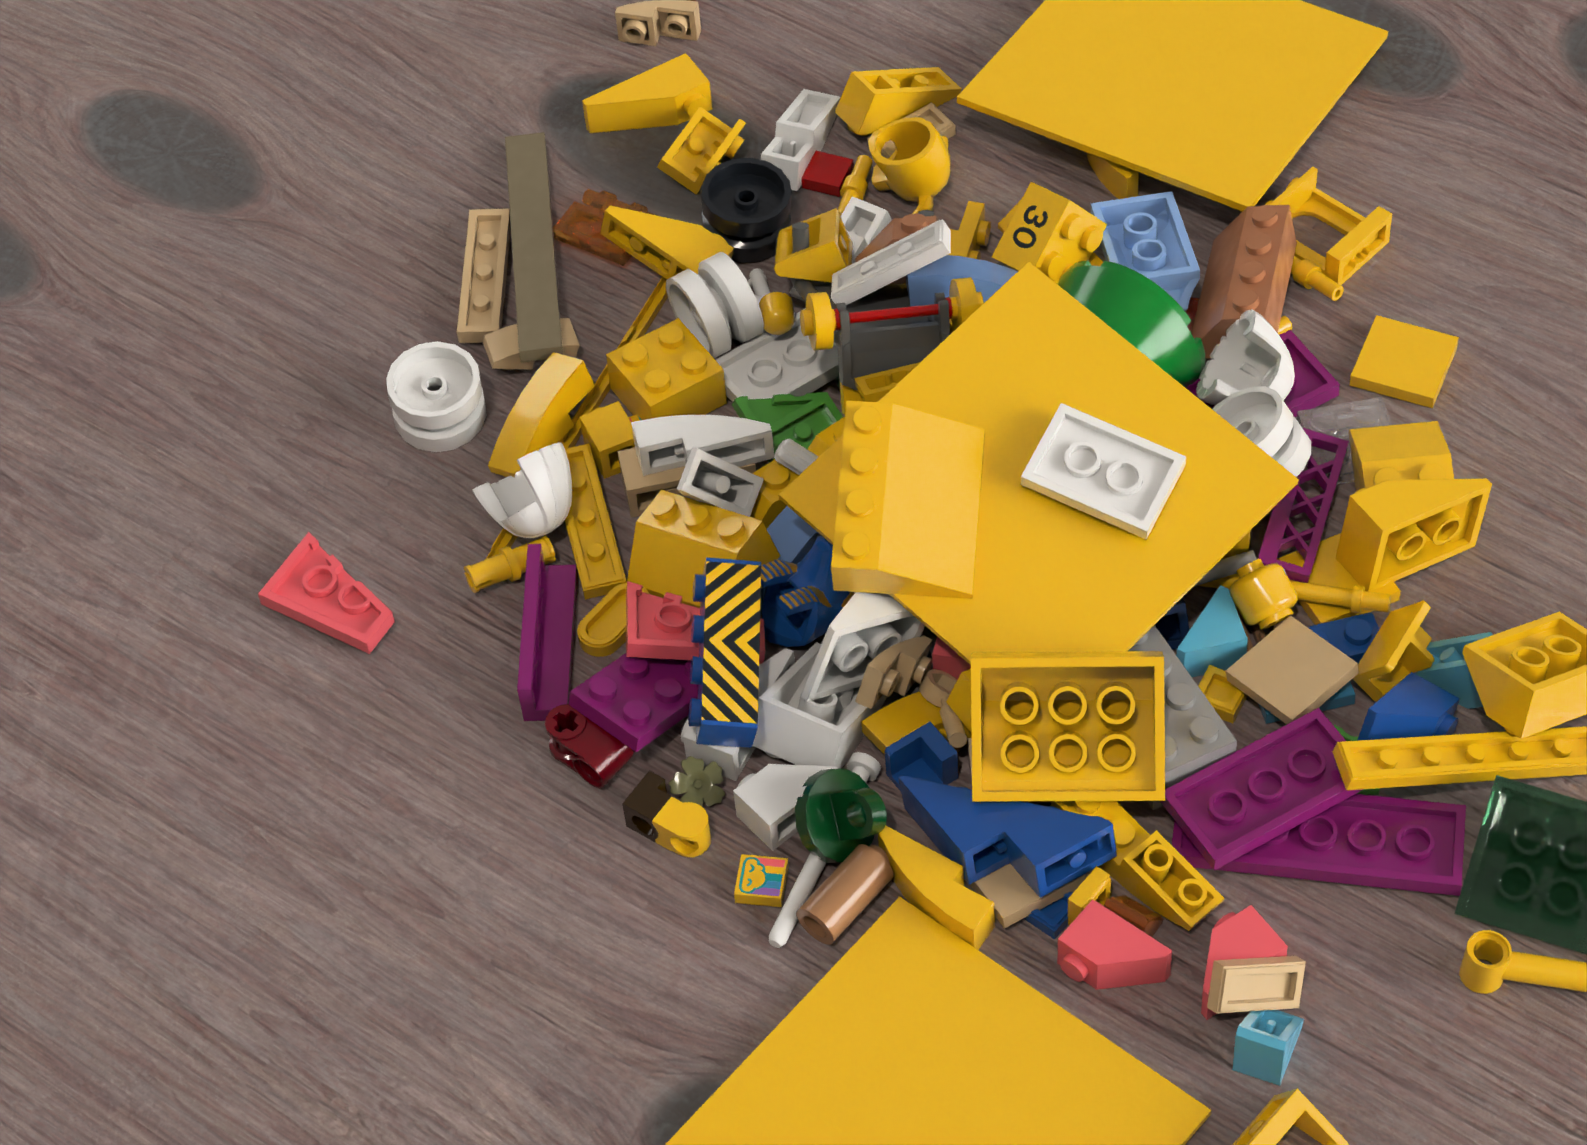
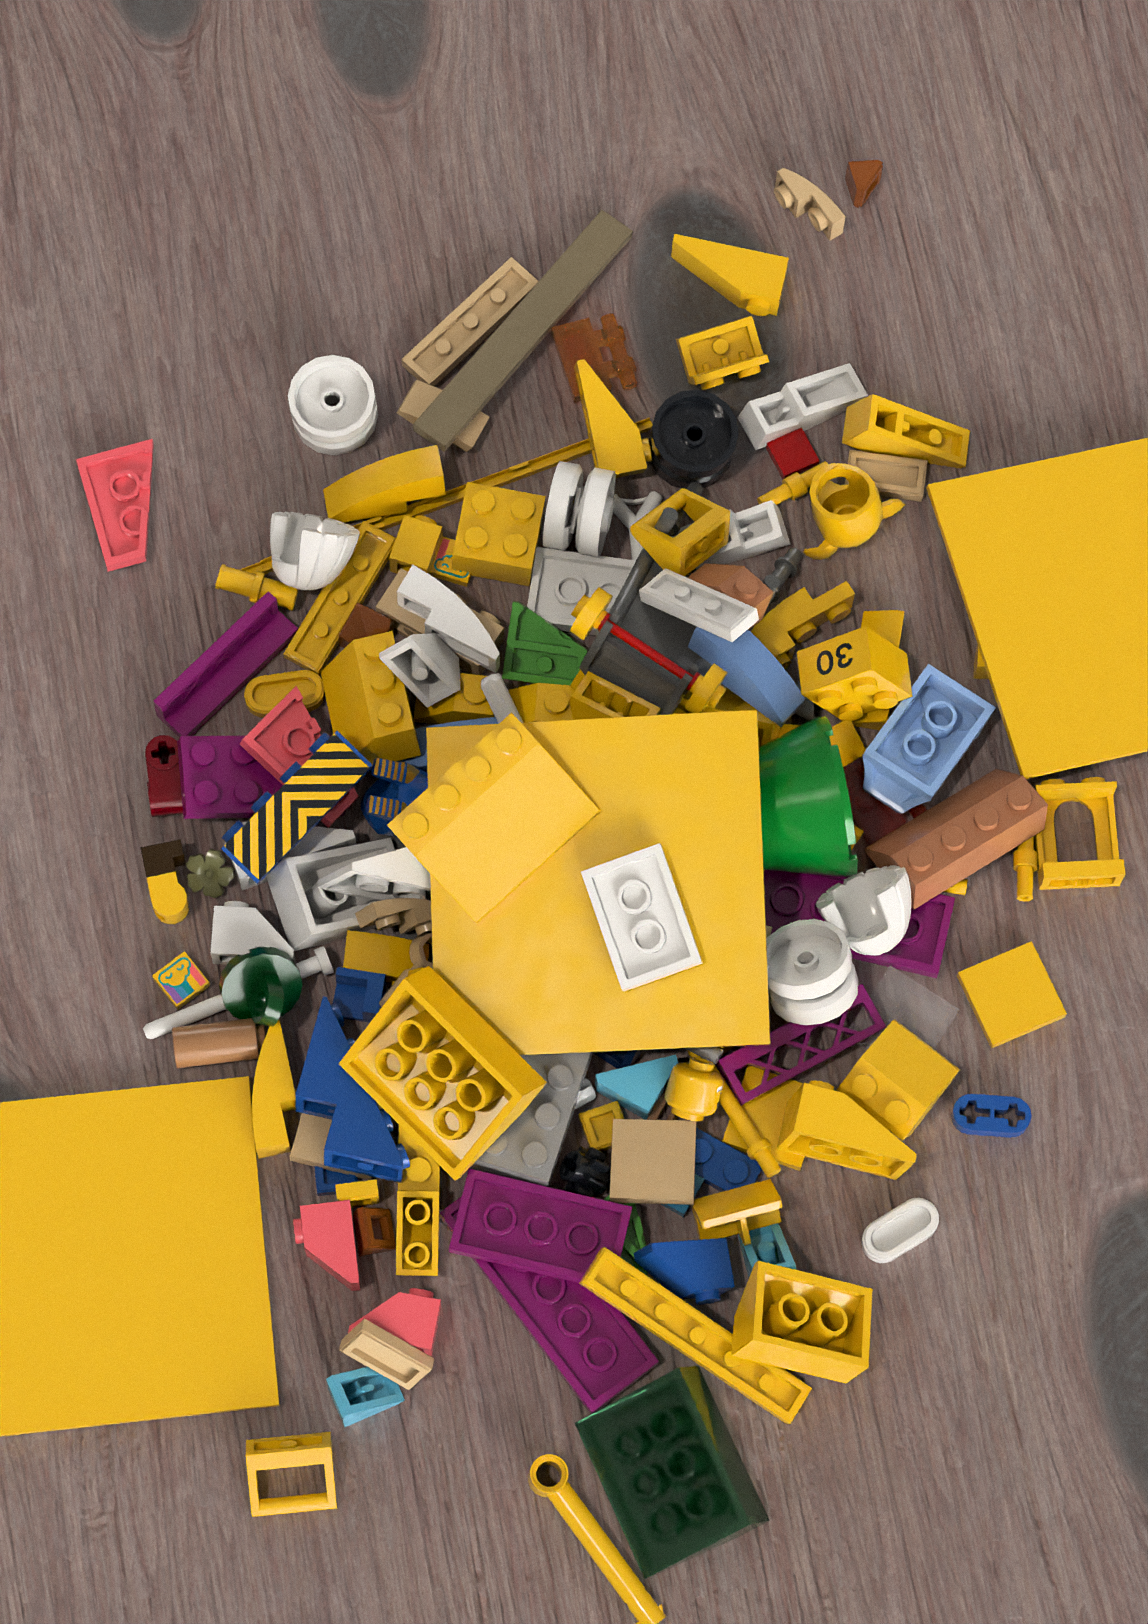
camera: 35 degrees right, 20 degrees up
(623, 519) = (363, 623): none -> dark orange slope
(777, 313) = (617, 553): yellow piece -> none
(1249, 721) = (585, 1172): none -> black gear
(1494, 449) = (990, 1125): none -> blue beam
(1521, 572) = (900, 1230): none -> white tile

